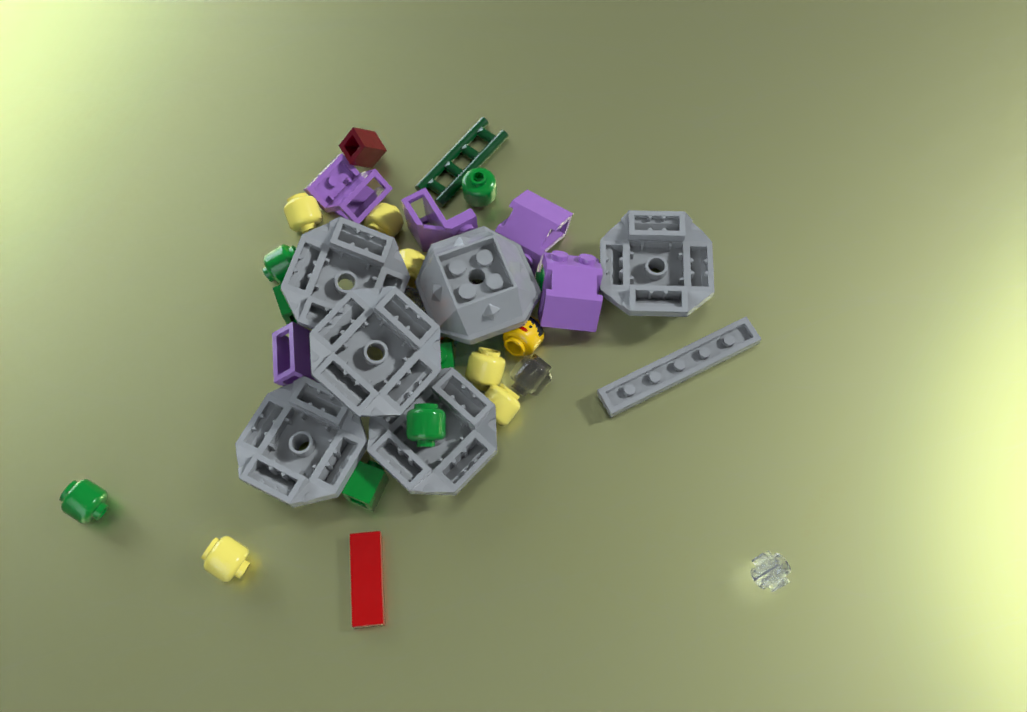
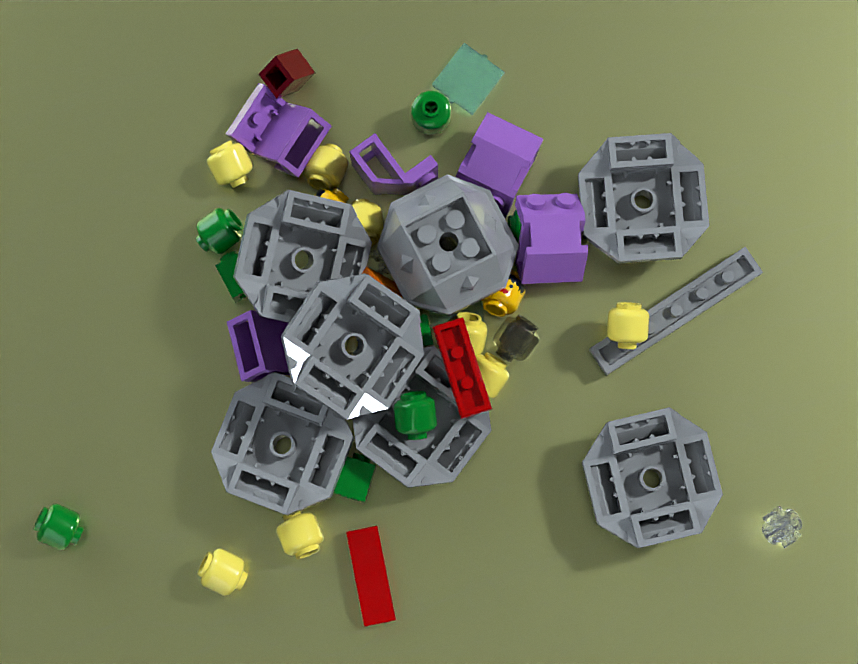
camera: 10 degrees left, 15 degrees up
(305, 530) = (300, 534): none -> light yellow head
(462, 146) = (406, 93): dark green bar -> none
(475, 388) = (462, 368): none -> red tile
(516, 169) = (468, 79): none -> clear light blue piece
(634, 368) = (628, 325): none -> light yellow head
(654, 478) = (686, 473): none -> light grey piece

